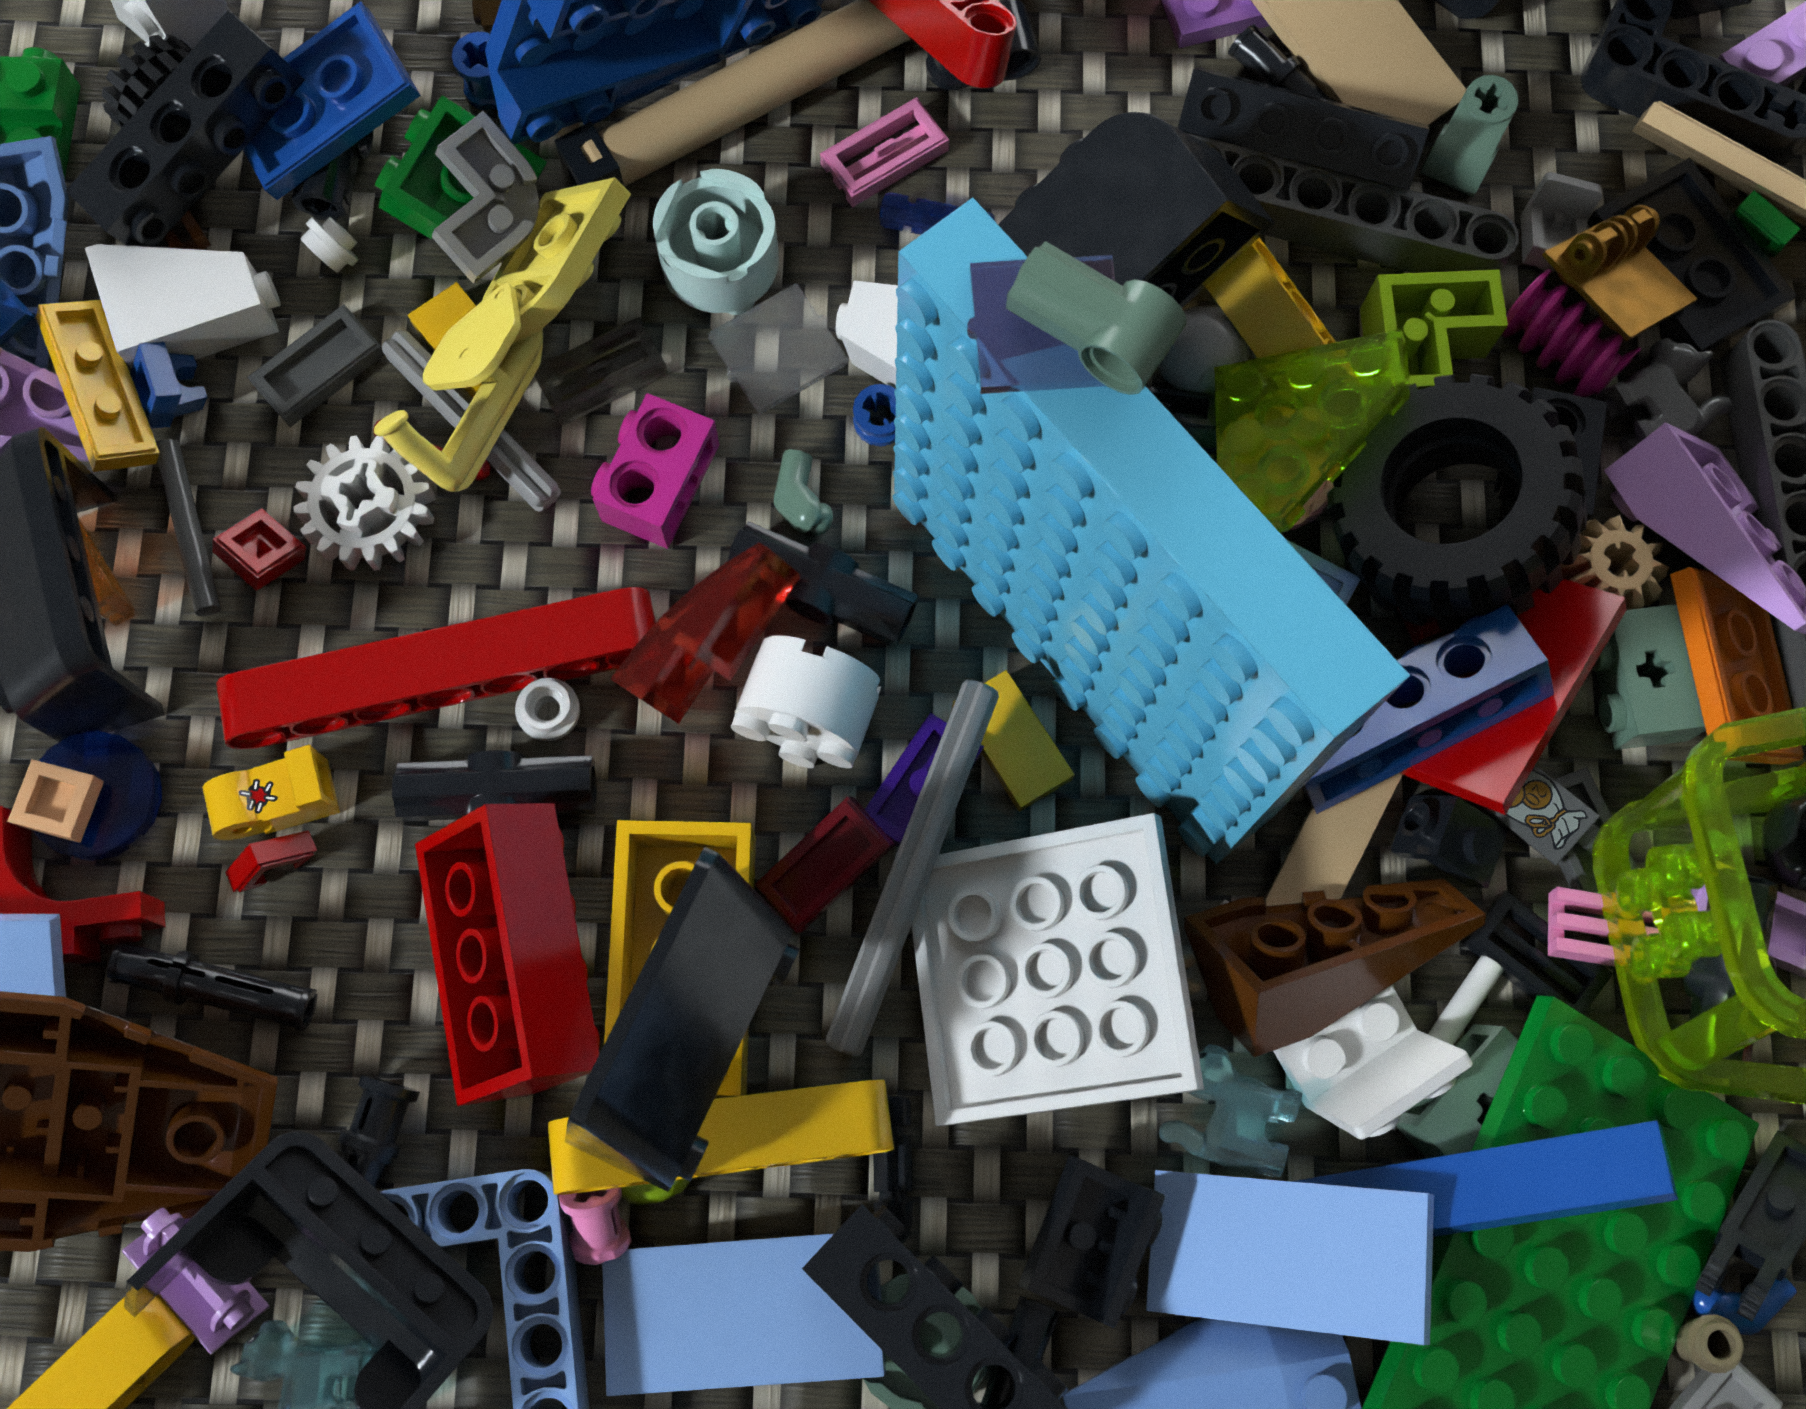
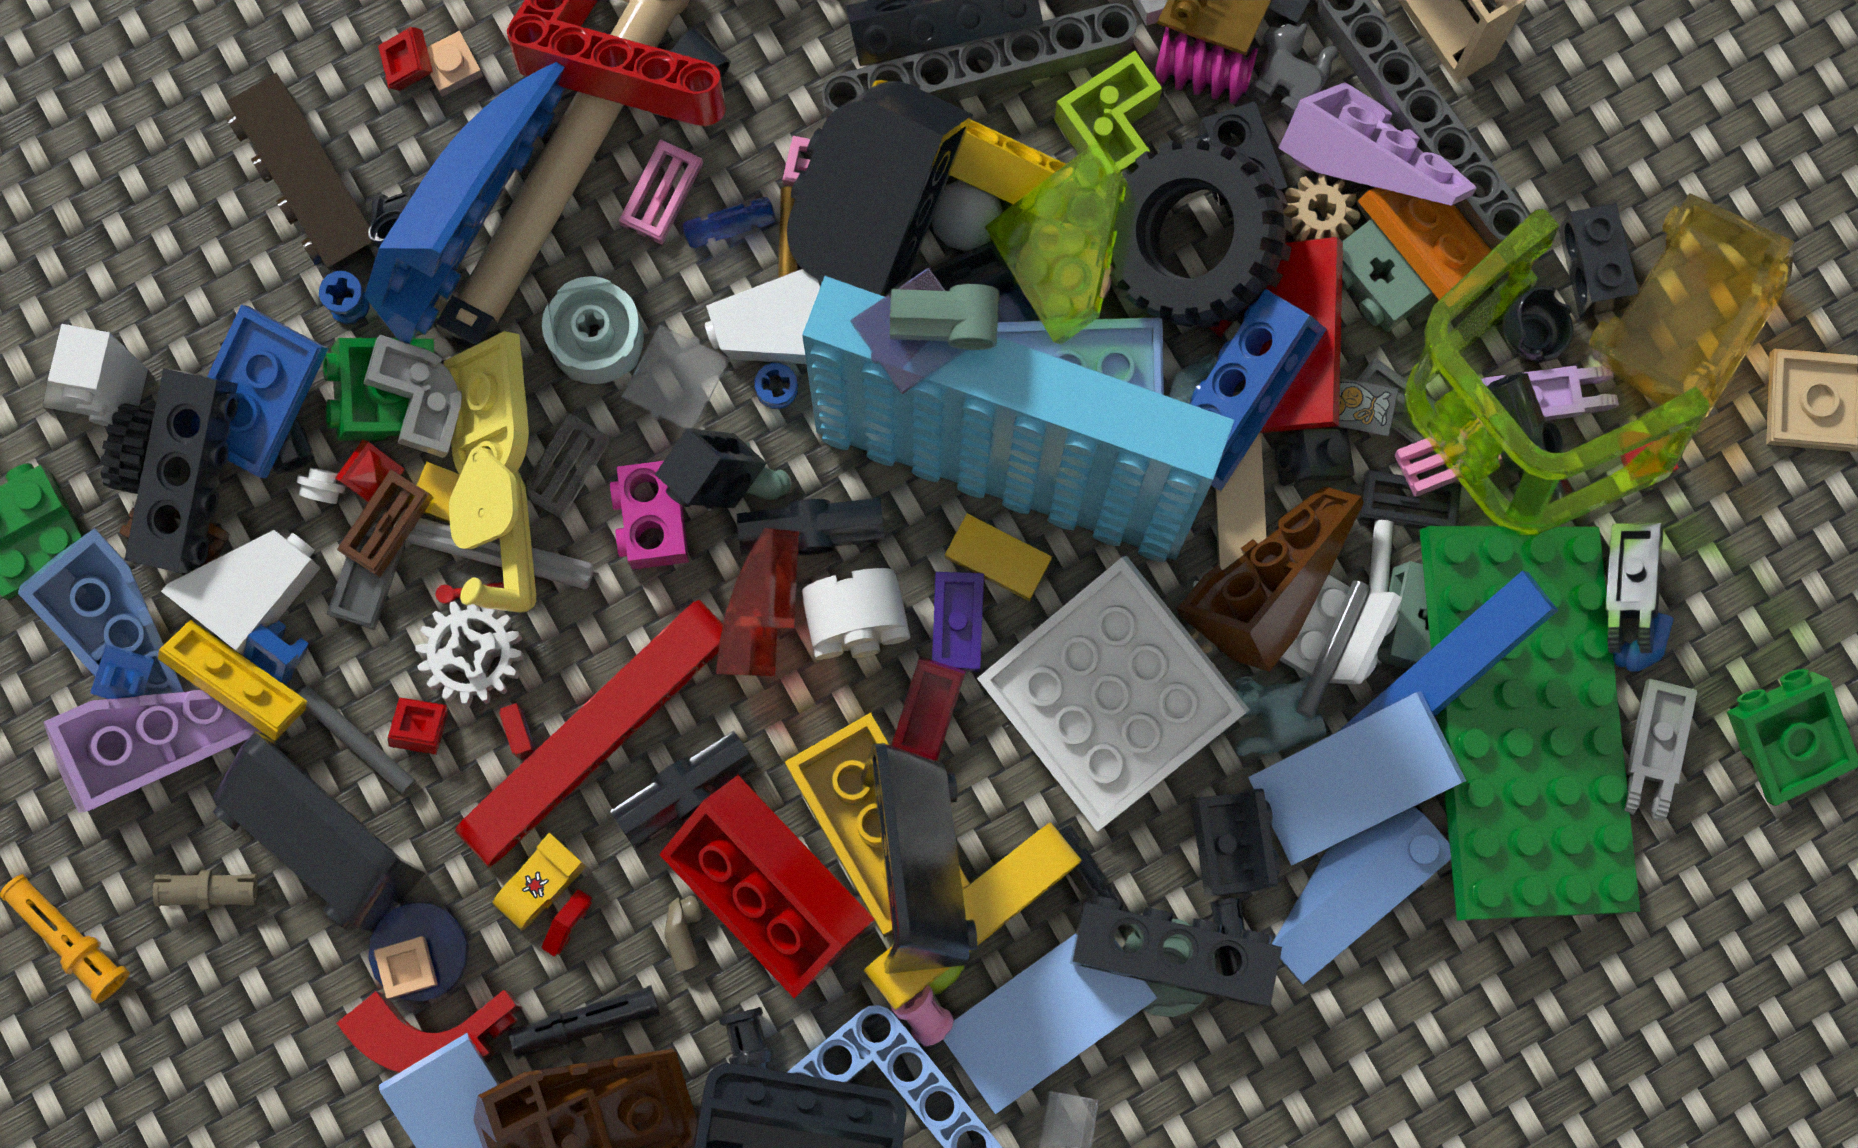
camera: 30 degrees left, 5 degrees up
(357, 613) = (517, 731): none -> red tile
(369, 323) = (400, 531): none -> reddish brown tile
(383, 944) = (677, 931): none -> dark tan arm
(389, 259) = (366, 470): none -> red tile
(536, 695) = (678, 702): white plate -> none
(743, 448) = (709, 469): none -> black brick
(912, 868) = (986, 678): light grey axle -> none
(1347, 1077) = (1333, 649): none -> dark grey bar
(1709, 1343) = (1642, 676): dark tan pin -> none

